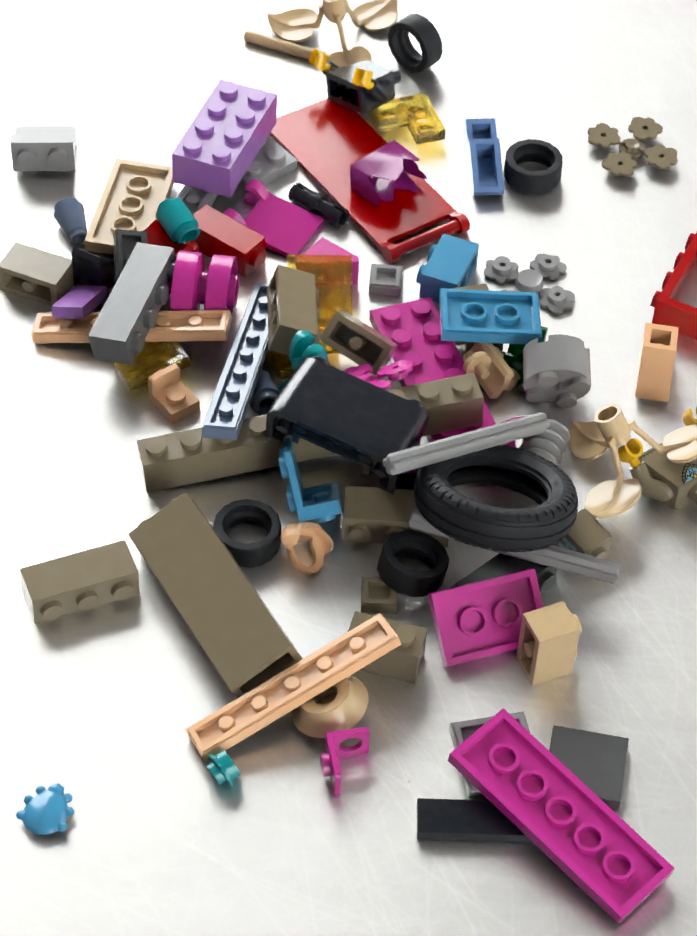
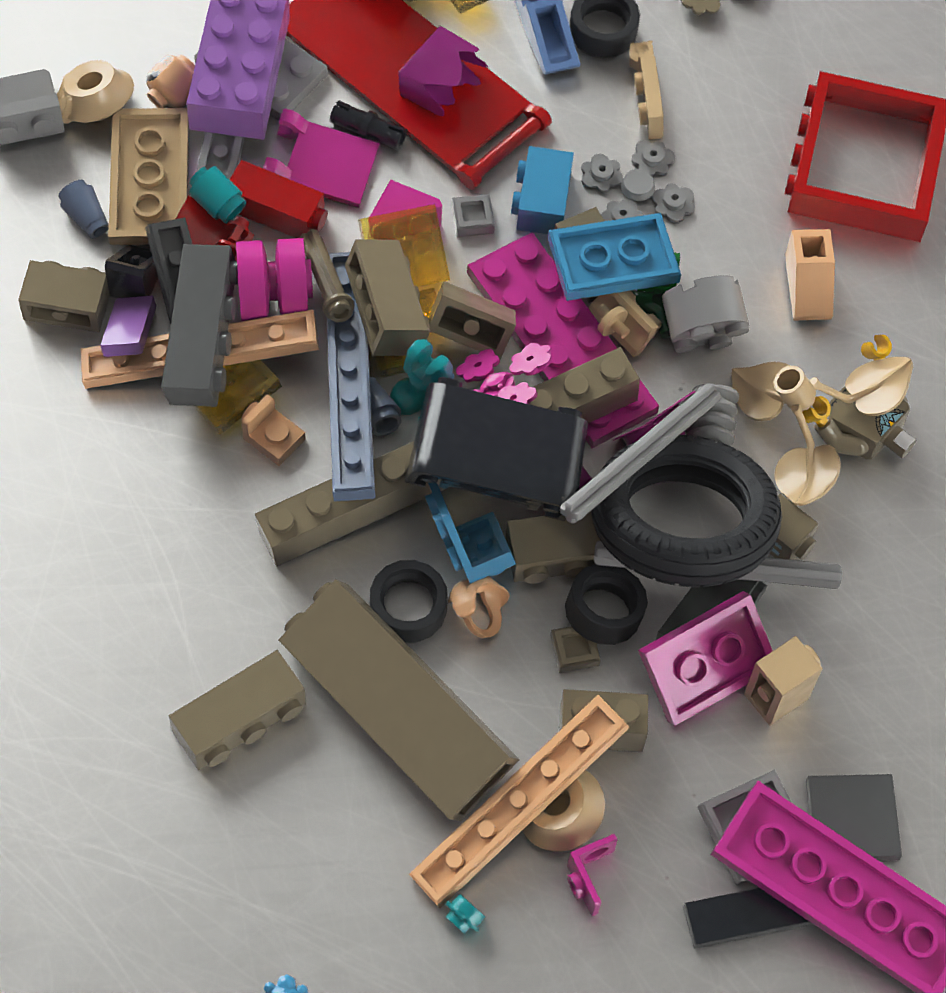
camera: 15 degrees left, 15 degrees up
(104, 144) = (93, 92): none -> tan piece
(163, 145) = (170, 82): none -> light nougat head
(250, 309) = (337, 304): none -> dark tan axle
(555, 213) = (647, 84): none -> tan hinge

